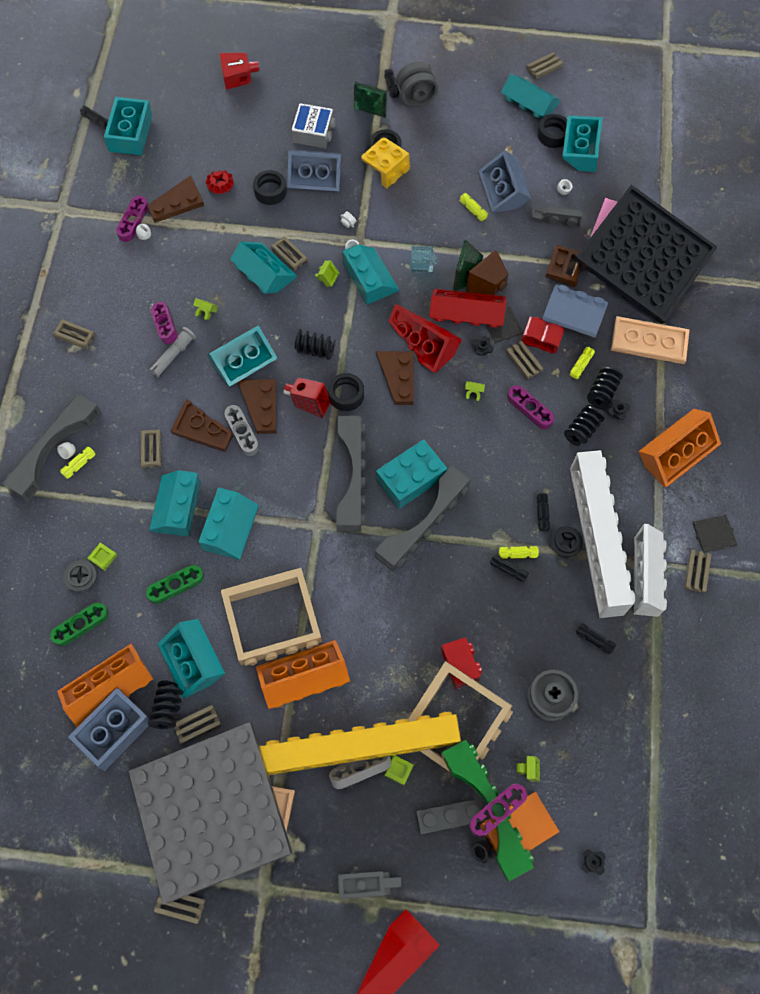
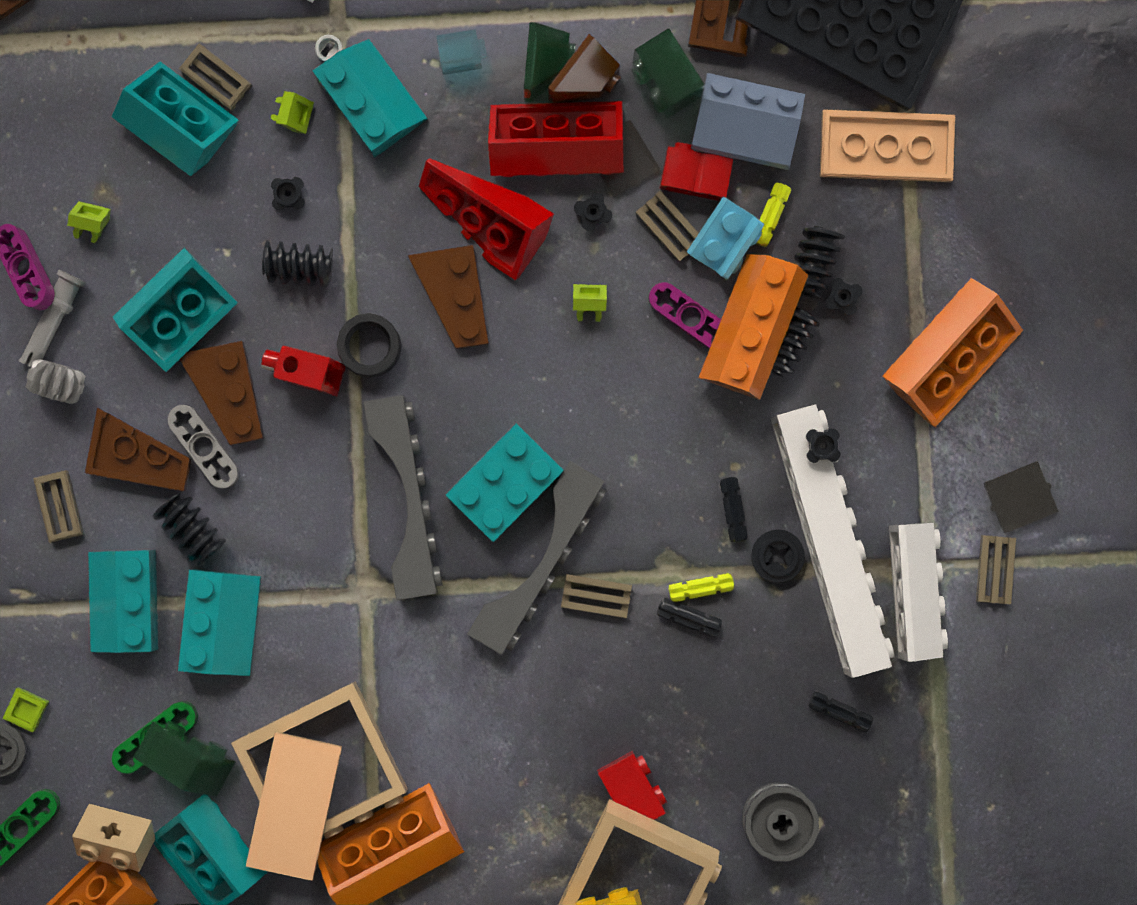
camera: 15 degrees left, 20 degrees up
(136, 634) = (113, 838): none -> tan brick
(166, 380) = (55, 381): none -> light grey gear
(191, 594) = (185, 761): none -> clear green brick
(222, 469) = (188, 528): none -> black piece
(250, 632) = (294, 806): none -> light nougat tile
(316, 307) = (279, 188): none -> black plate
(441, 535) = (598, 596): none -> dark tan tile
(534, 281) = (667, 74): none -> clear green brick
(555, 367) = (726, 238): none -> medium azure bracket
(568, 408) = (754, 324): none -> orange slope
(603, 465) = (829, 438): none -> black plate

